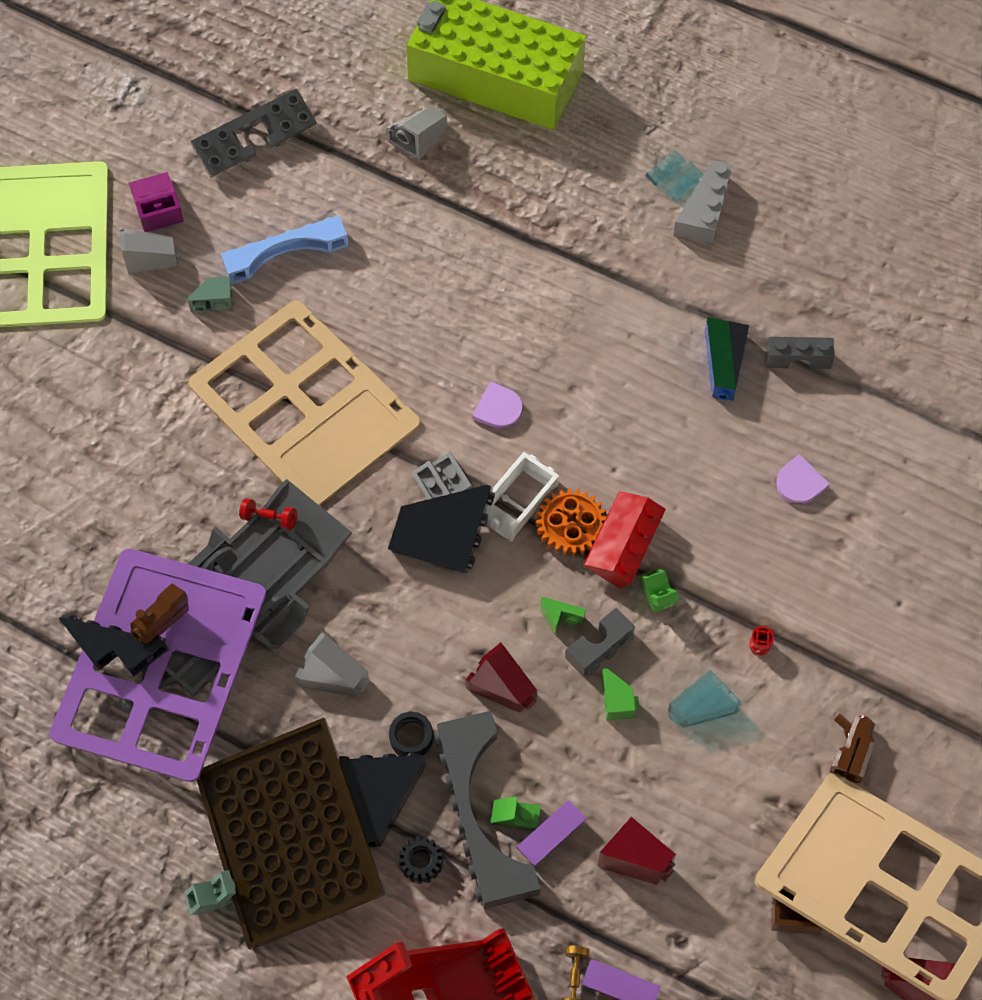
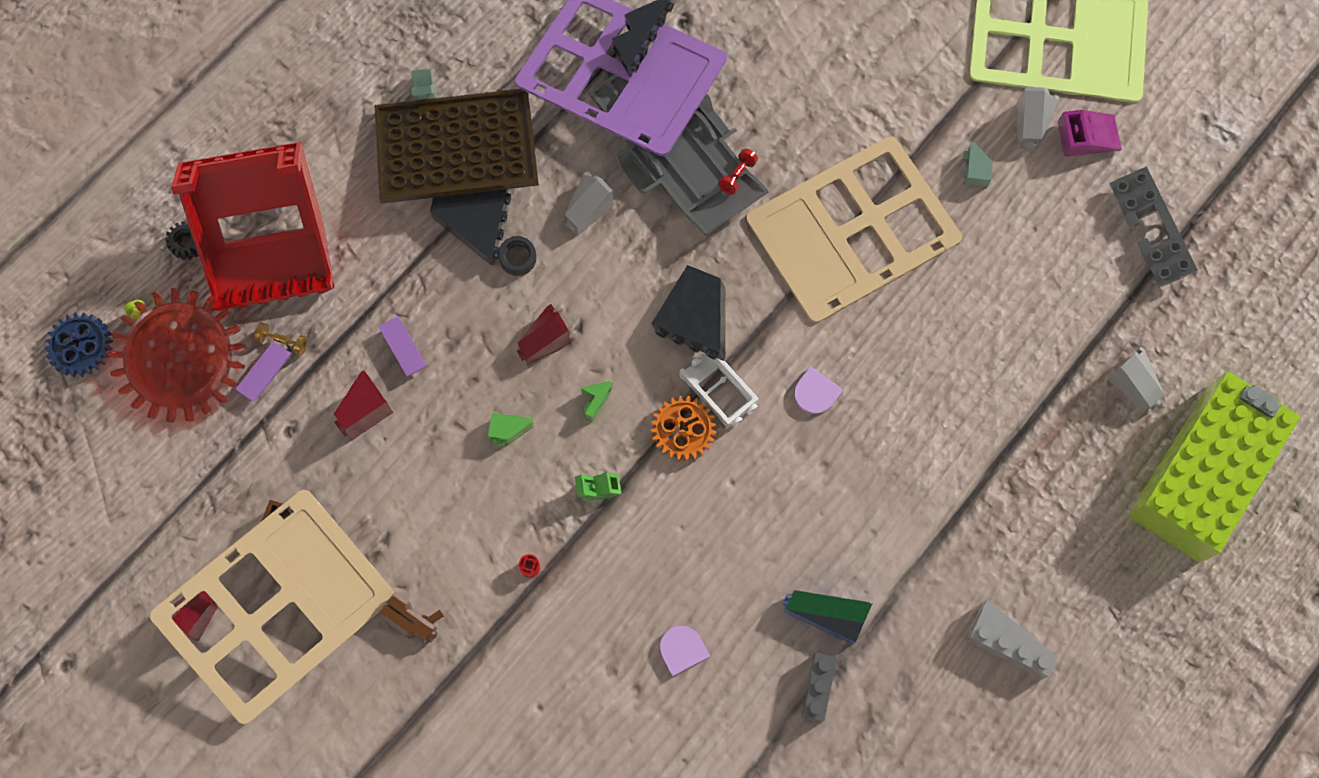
camera: 100 degrees right, 10 degrees up
(161, 615) = (651, 65): reddish brown piece -> none
(245, 261) = (1009, 199): light blue arch -> none
(421, 874) = (406, 232): black tyre -> none
(441, 477) = (751, 328): light grey slope -> none
(497, 875) = (381, 296): dark grey arch -> none
(515, 814) = (429, 325): bright green slope -> none
(587, 656) = (568, 441): dark grey arch -> none
(624, 538) = (654, 468): slope -> none
(674, 175) = (1052, 621): clear light blue slope -> none
(703, 702) = (485, 500): clear light blue slope -> none

